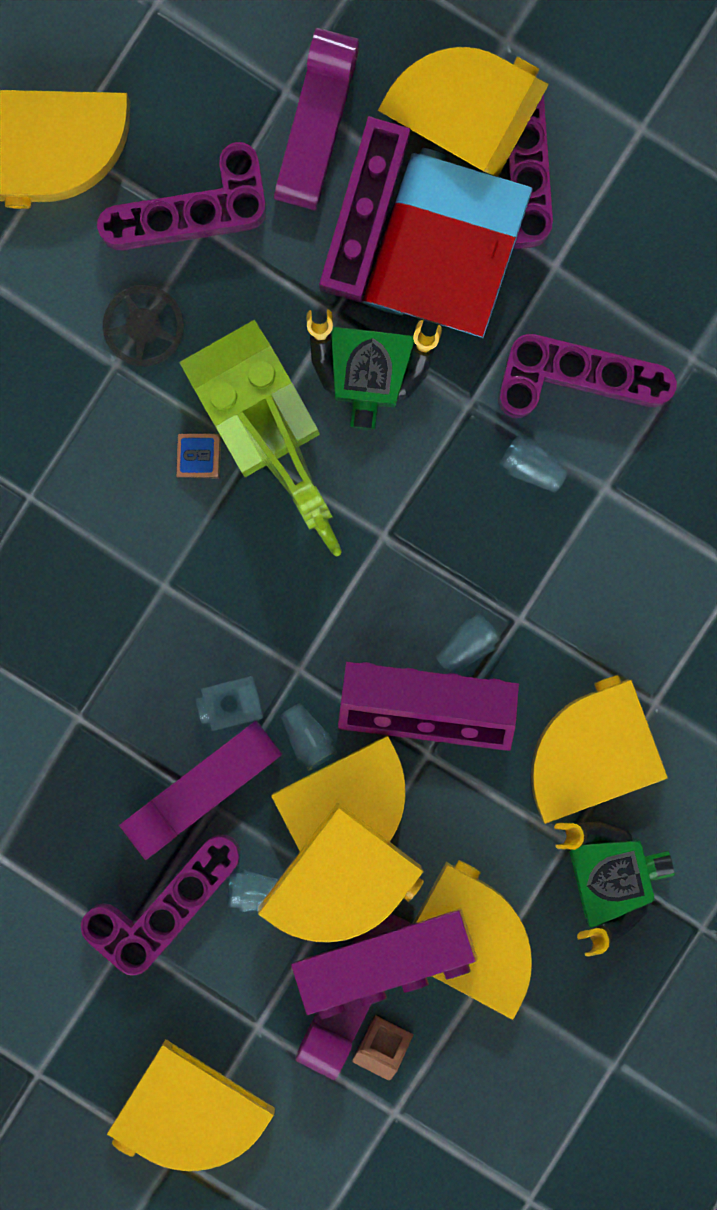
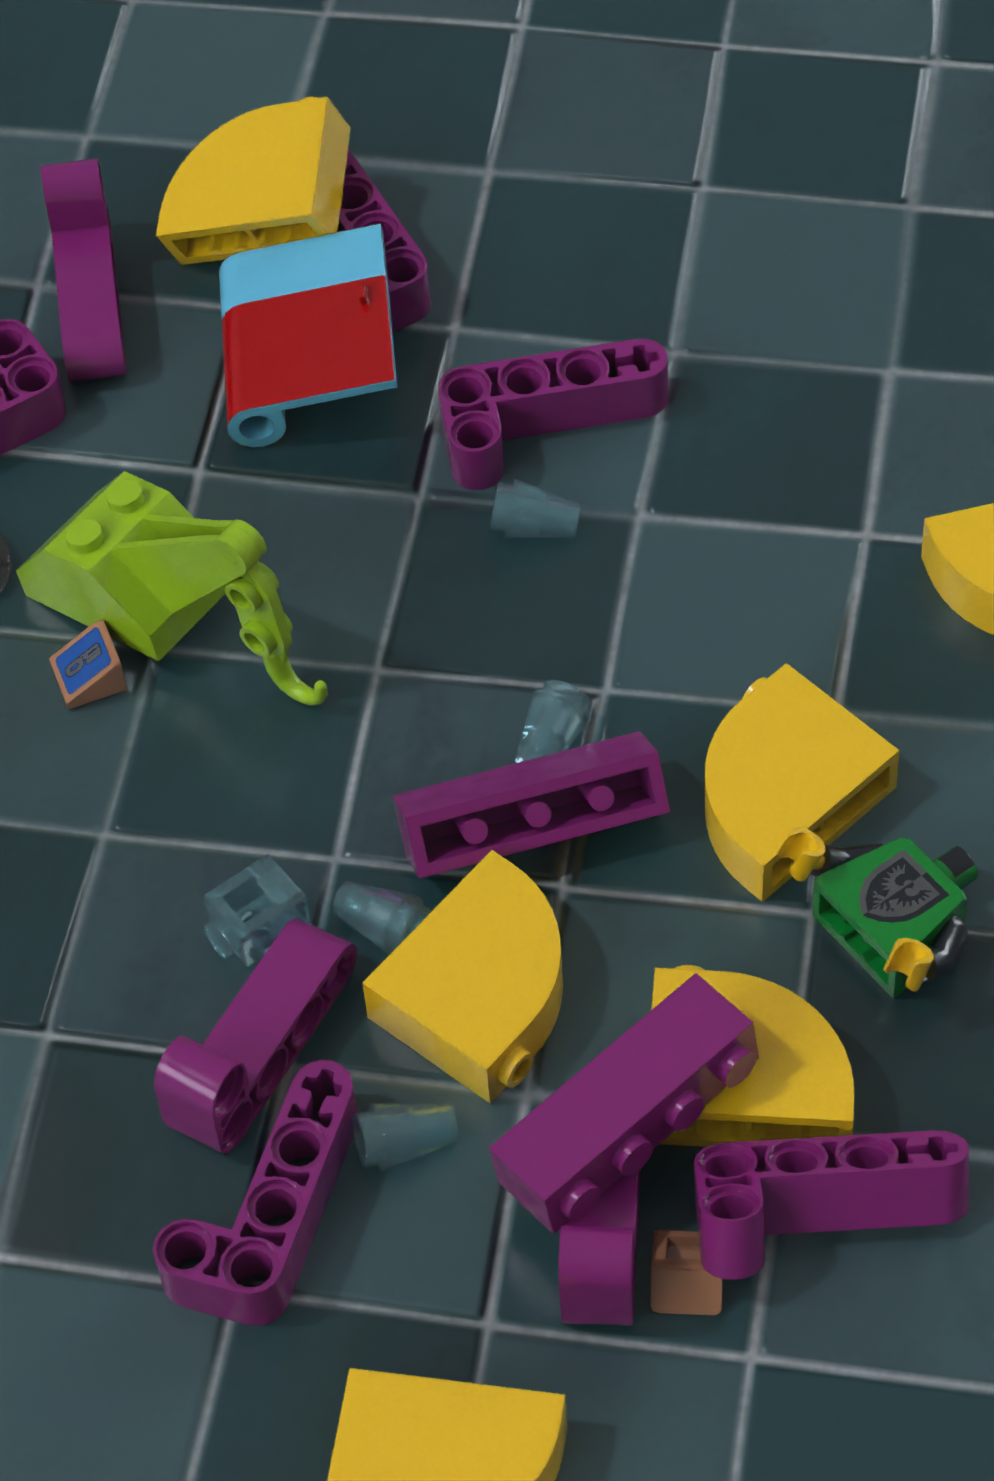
camera: 20 degrees left, 35 degrees down
(341, 882) = (510, 1026): yellow brick -> none
(364, 209) = (185, 336): magenta brick -> none
(369, 366) = (269, 480): torso -> none
(479, 1055) = (822, 1187): none -> magenta beam

